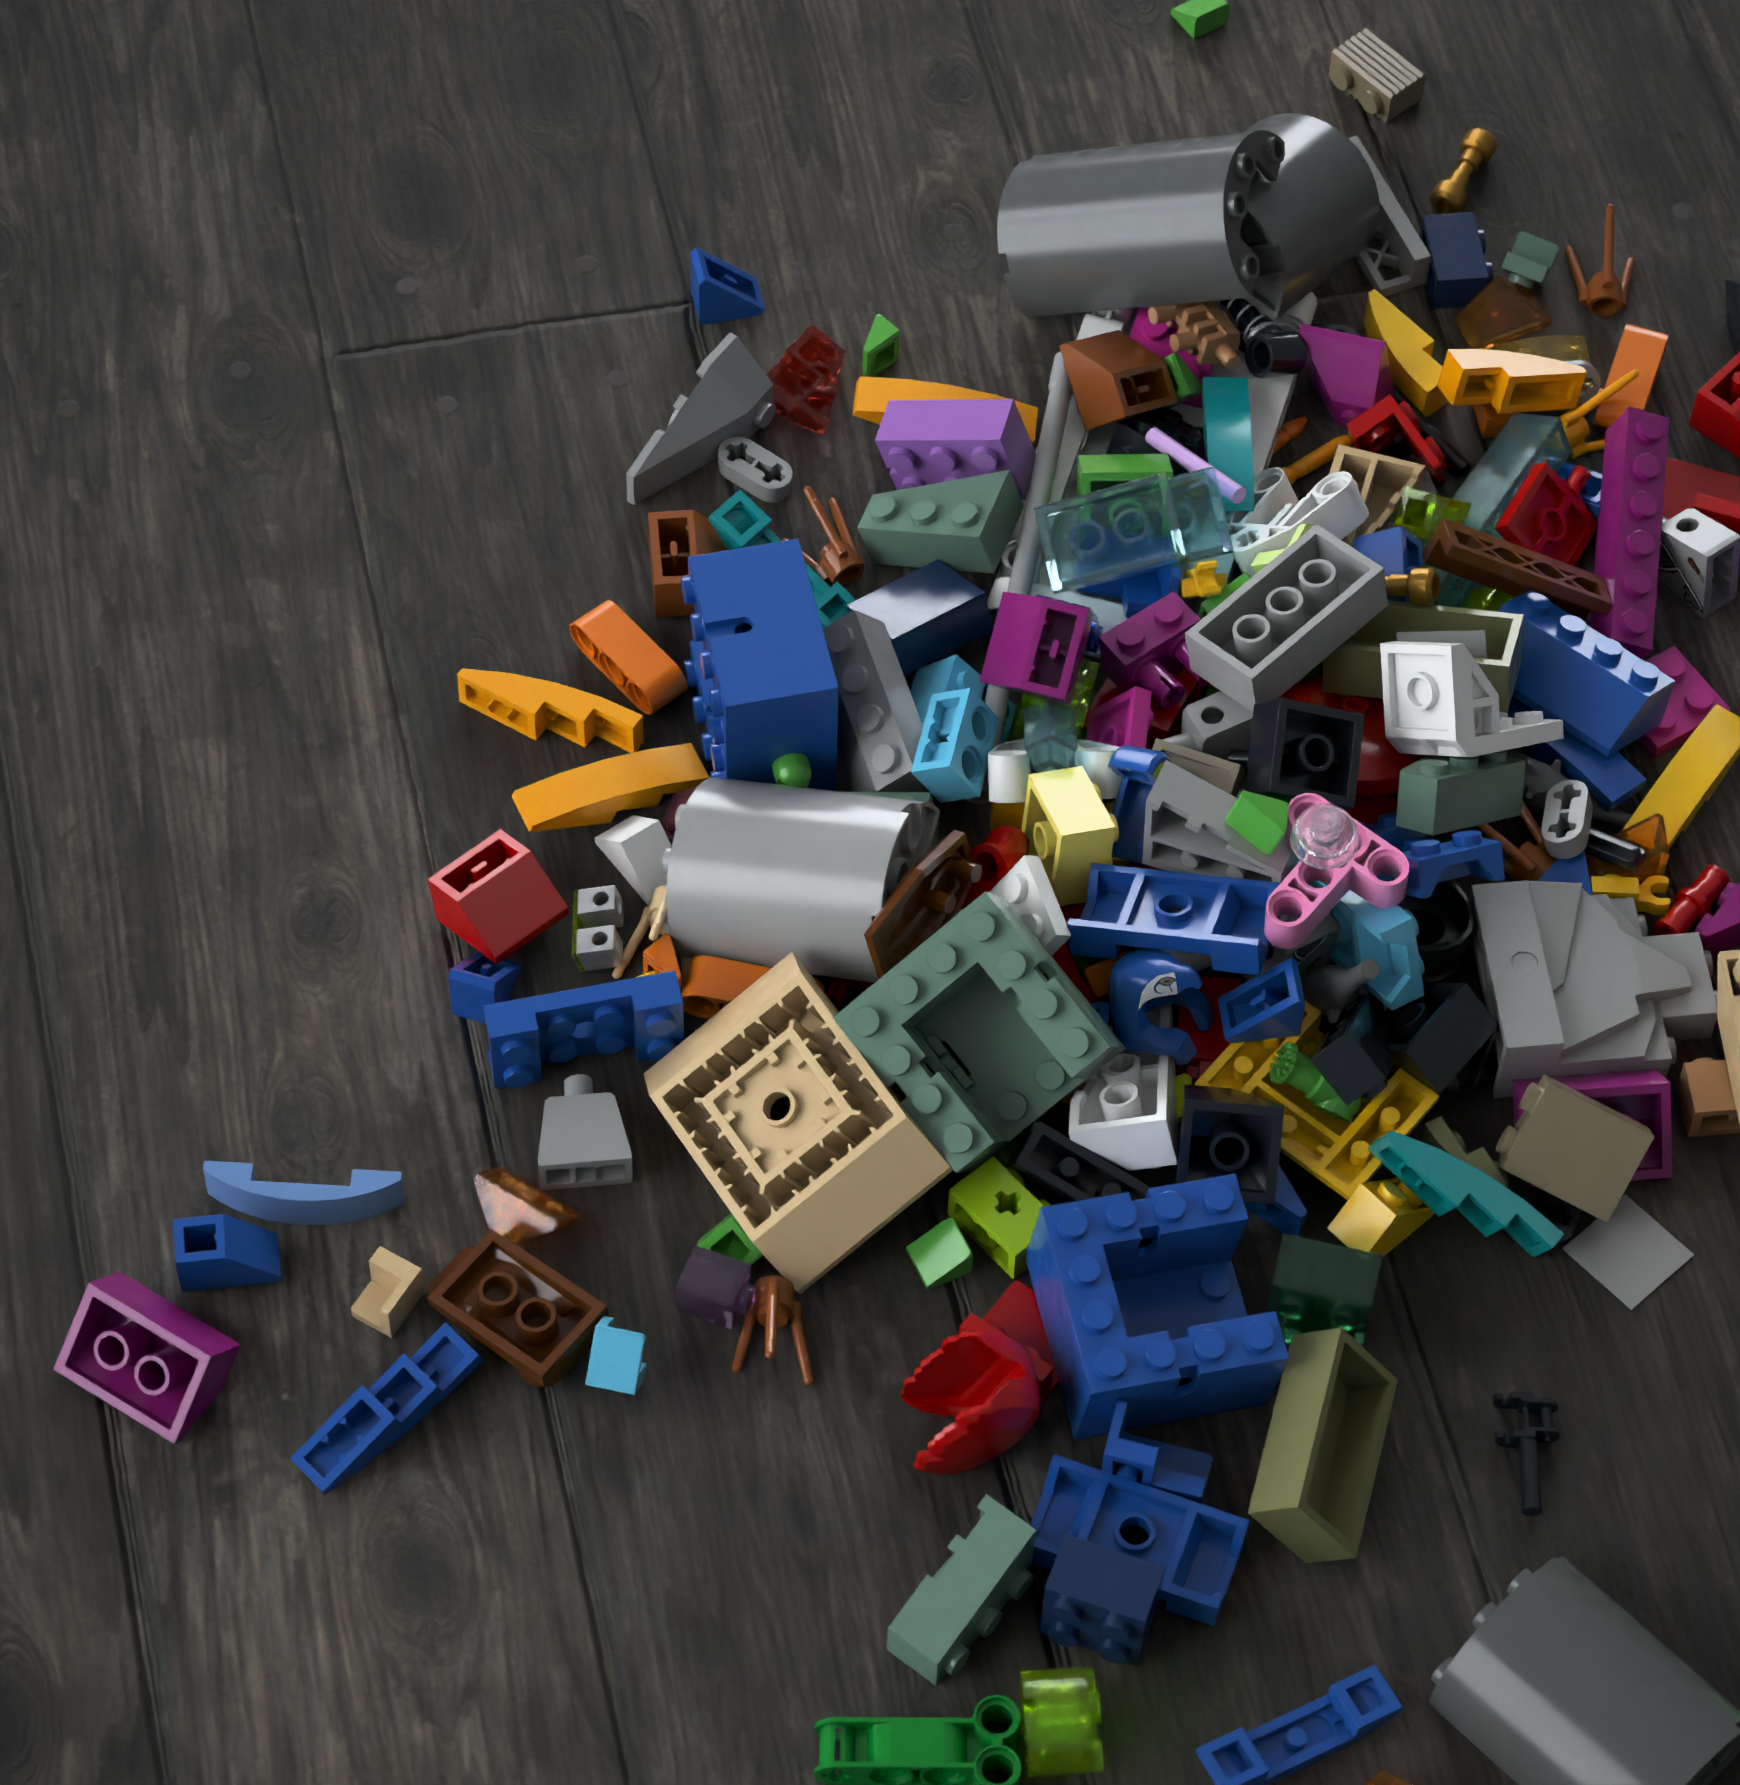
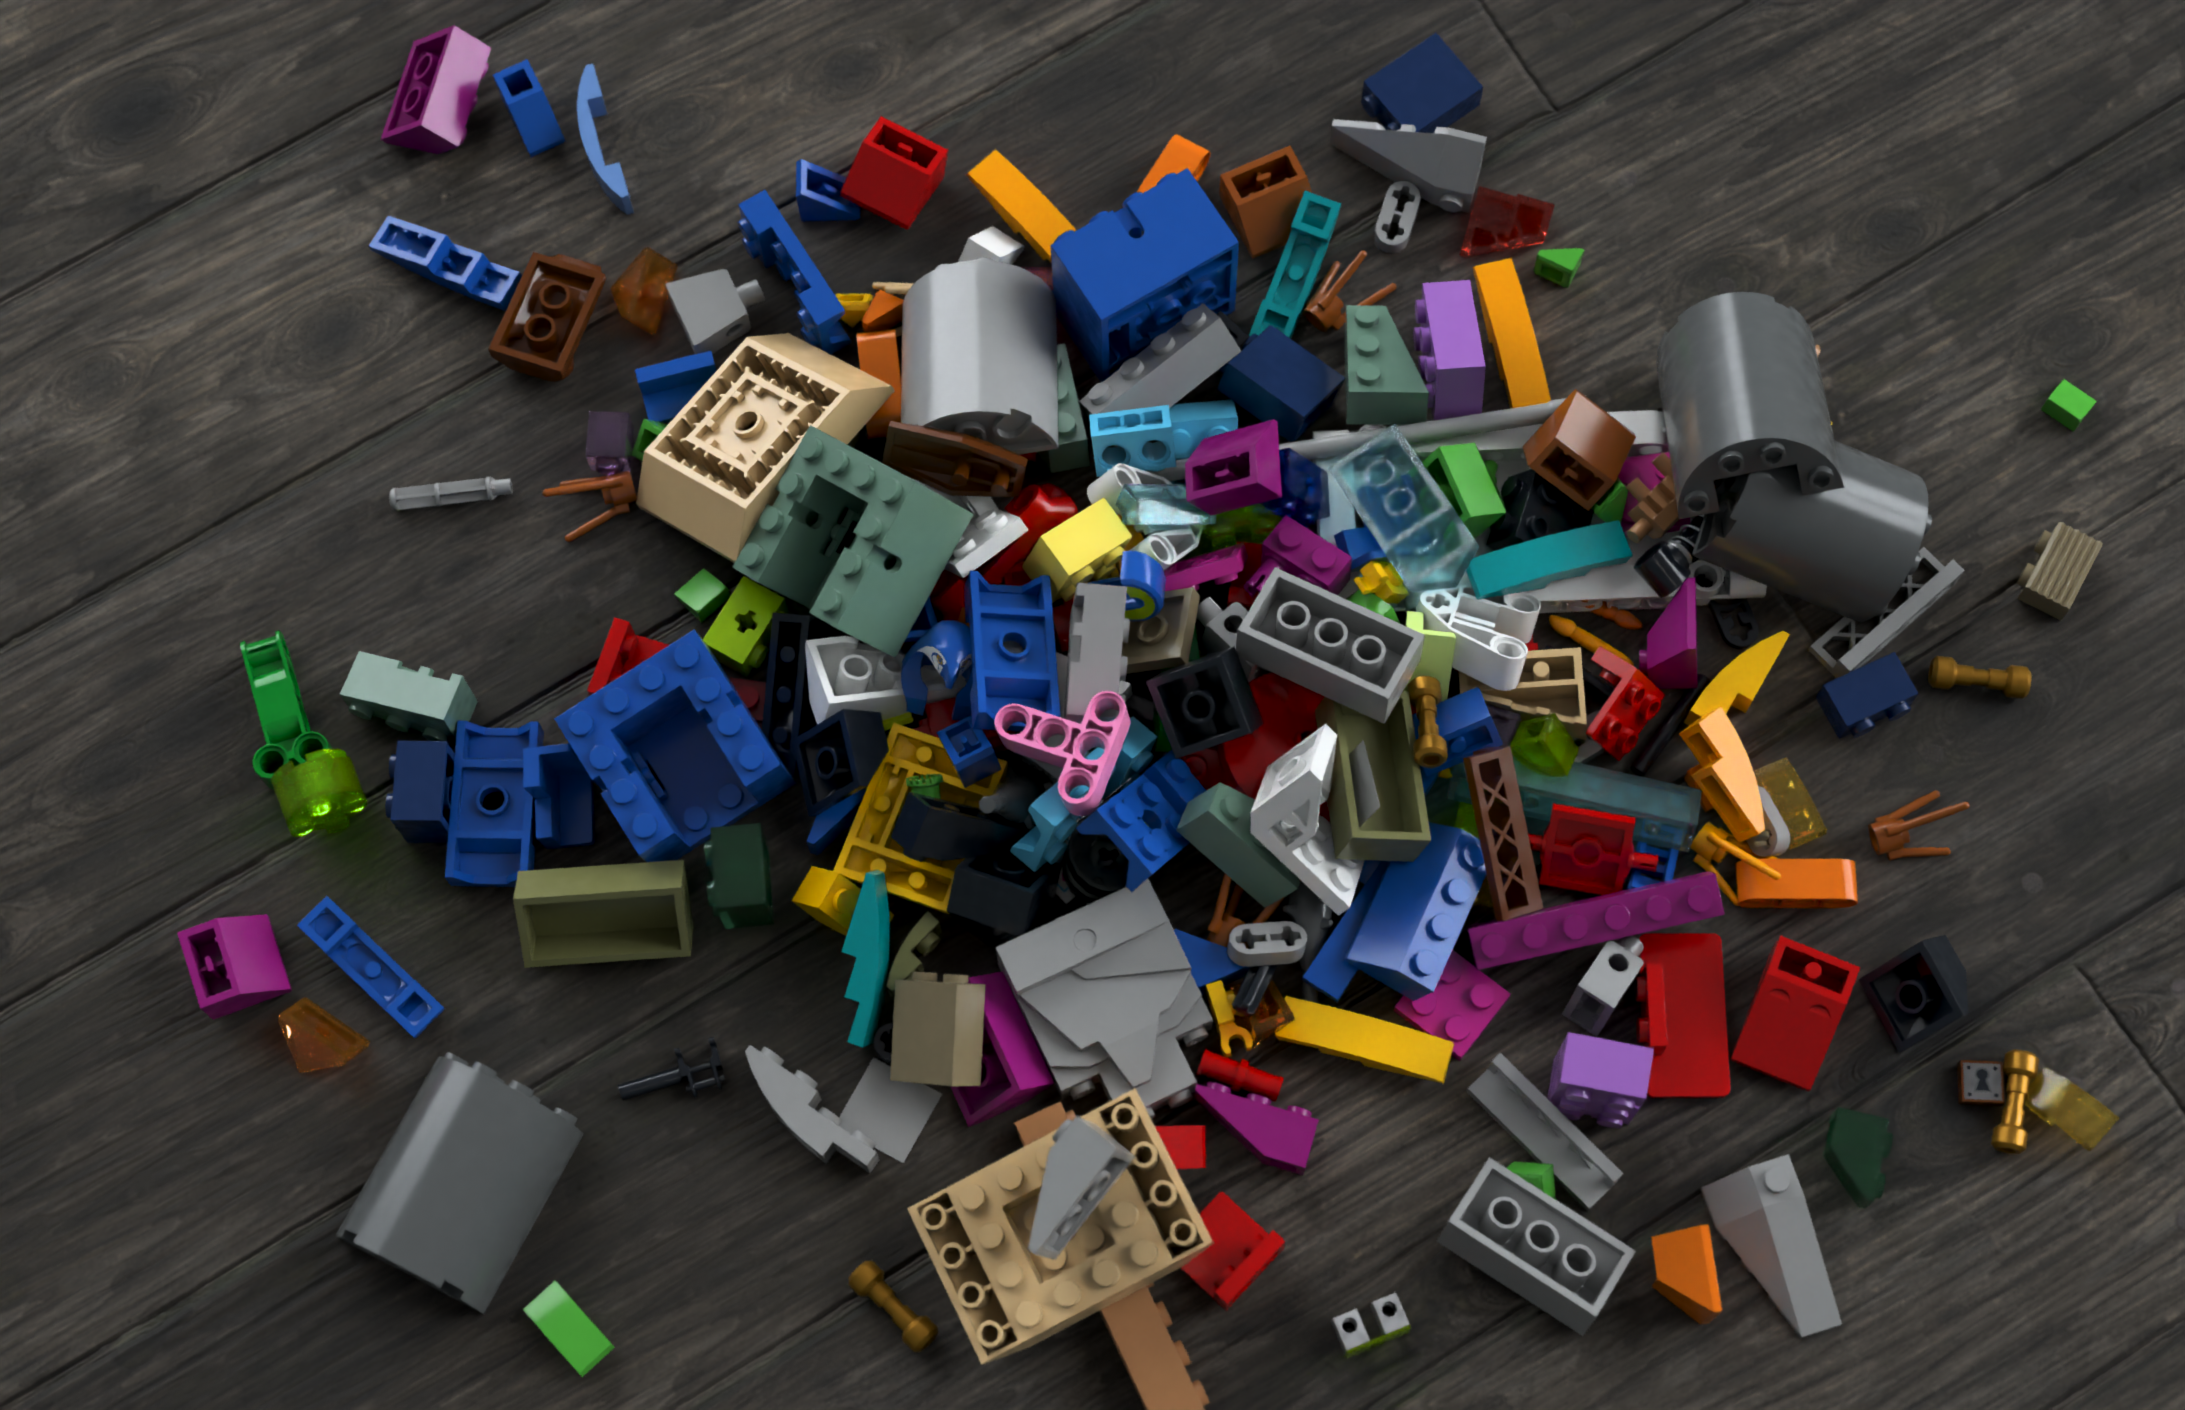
camera: 75 degrees right, 15 degrees up
(391, 1294) = (540, 230): tan panel -> none
(538, 704) = (1090, 143): light orange slope -> none
(594, 933) = (915, 241): flat silver piece -> none
(616, 1358) = (521, 395): medium azure panel -> none
(619, 396) = (1422, 89): none -> dark blue brick
(668, 1205) = (673, 383): none -> blue panel
(700, 1491) = (449, 493): none -> light grey piece
(722, 290) = (1568, 127): blue slope -> none
(792, 770) = (1072, 335): bright green hinge -> none
(988, 1390) = (538, 668): red animal -> none
(1192, 462) = (1498, 537): lavender bar -> none
(1259, 820) = (1095, 676): bright green slope -> none
(1324, 836) = (1082, 727): clear brick -> none
(1501, 314) = (1828, 756): clear orange slope -> none
(1530, 260) = (1891, 760): sand green bracket -> none
(1608, 1331) = (794, 1103): none -> light grey slope

